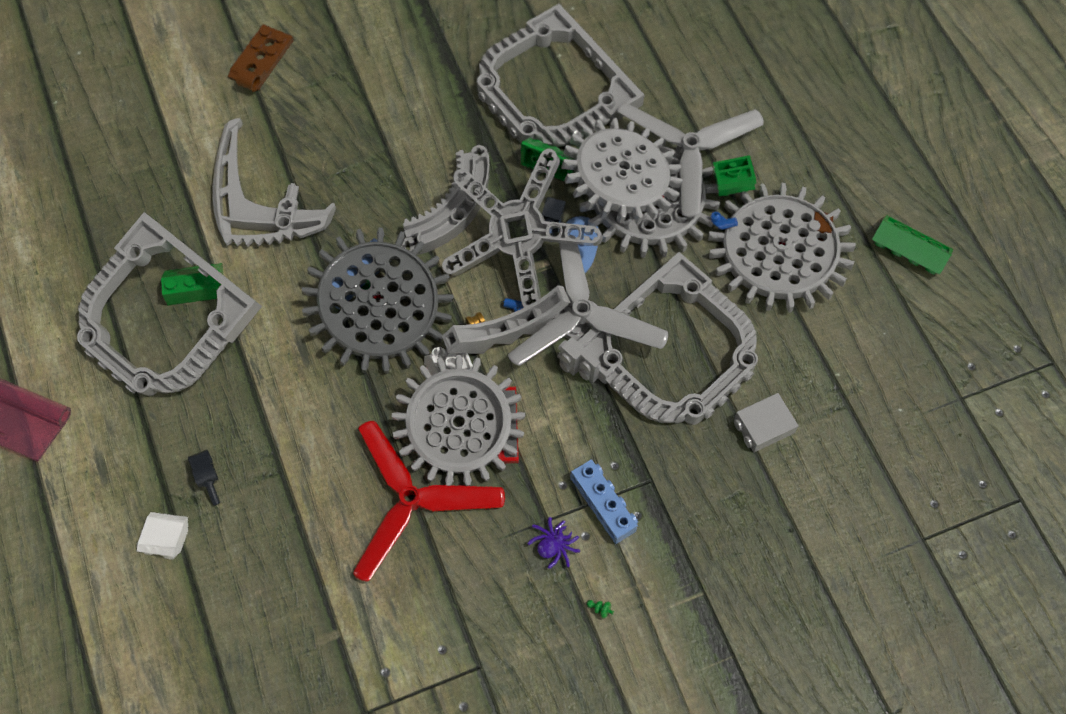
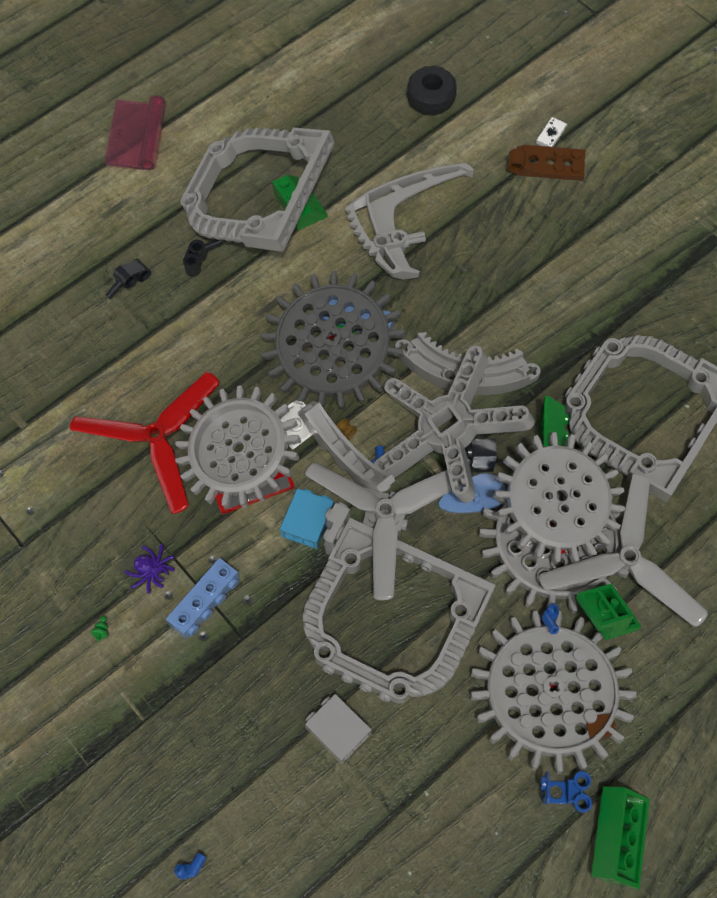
camera: 75 degrees right, 0 degrees up
(118, 107) = (431, 90): none -> black tyre
(163, 535) = (69, 271): white slope -> none
(214, 400) = (196, 255): none -> black beam
(228, 43) = (551, 133): none -> white tile
(555, 385) = (306, 518): none -> dark azure brick
(855, 585) = (190, 870): none -> blue arm
(864, 274) = (571, 791): none -> blue piece

